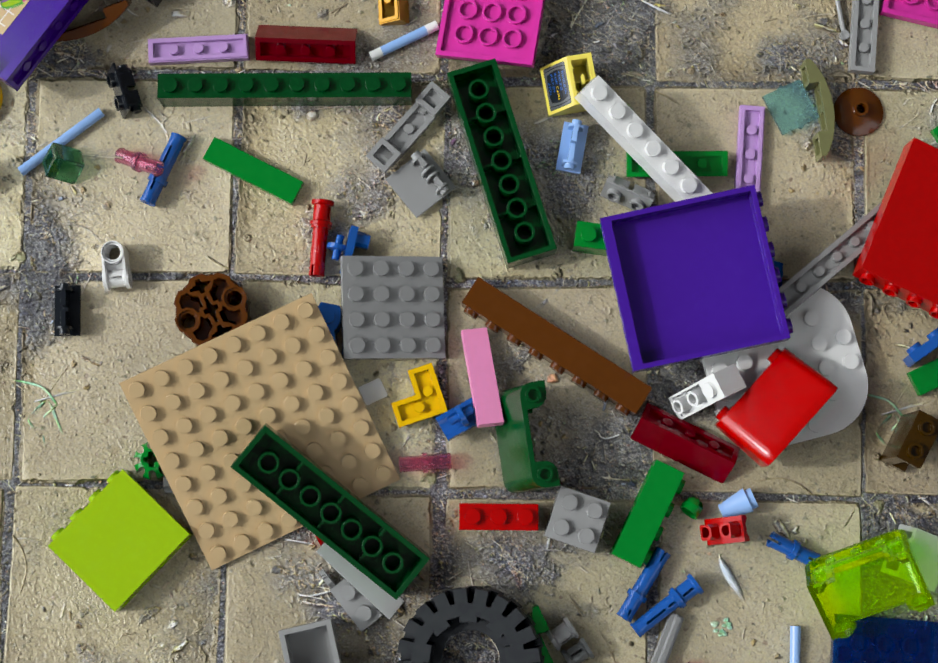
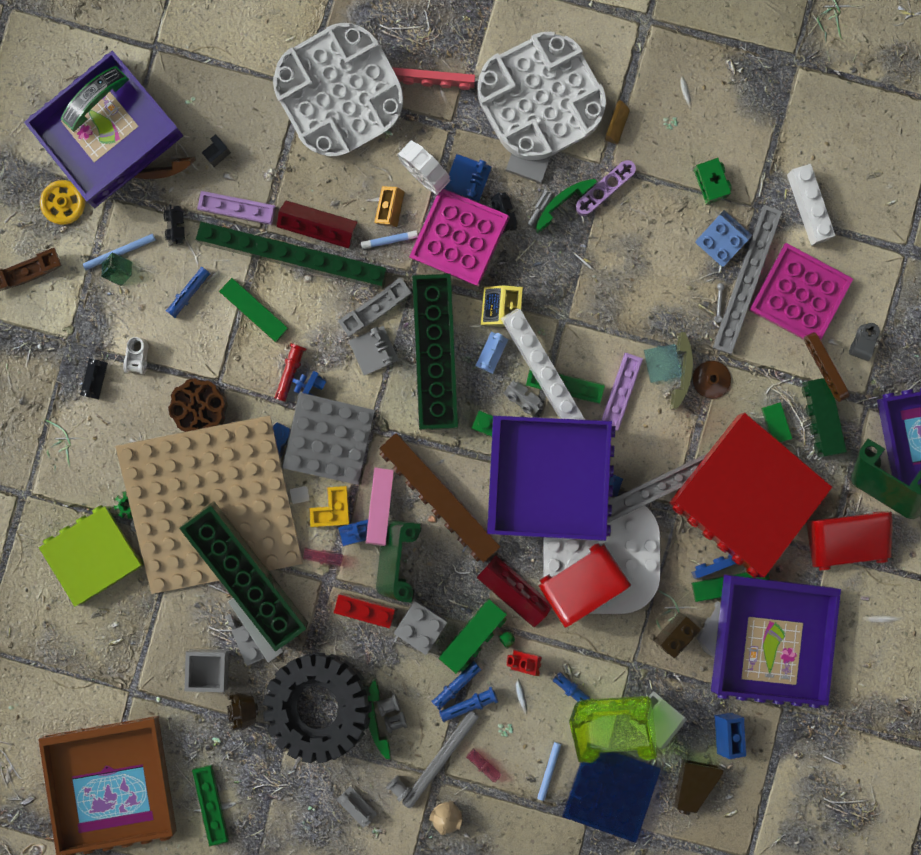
camera: 20 degrees right, 5 degrees up
(139, 162) = (171, 283): clear pink pin -> none
(707, 392) = (539, 560): white slope -> none
(738, 504) = (542, 645): light blue cone -> none

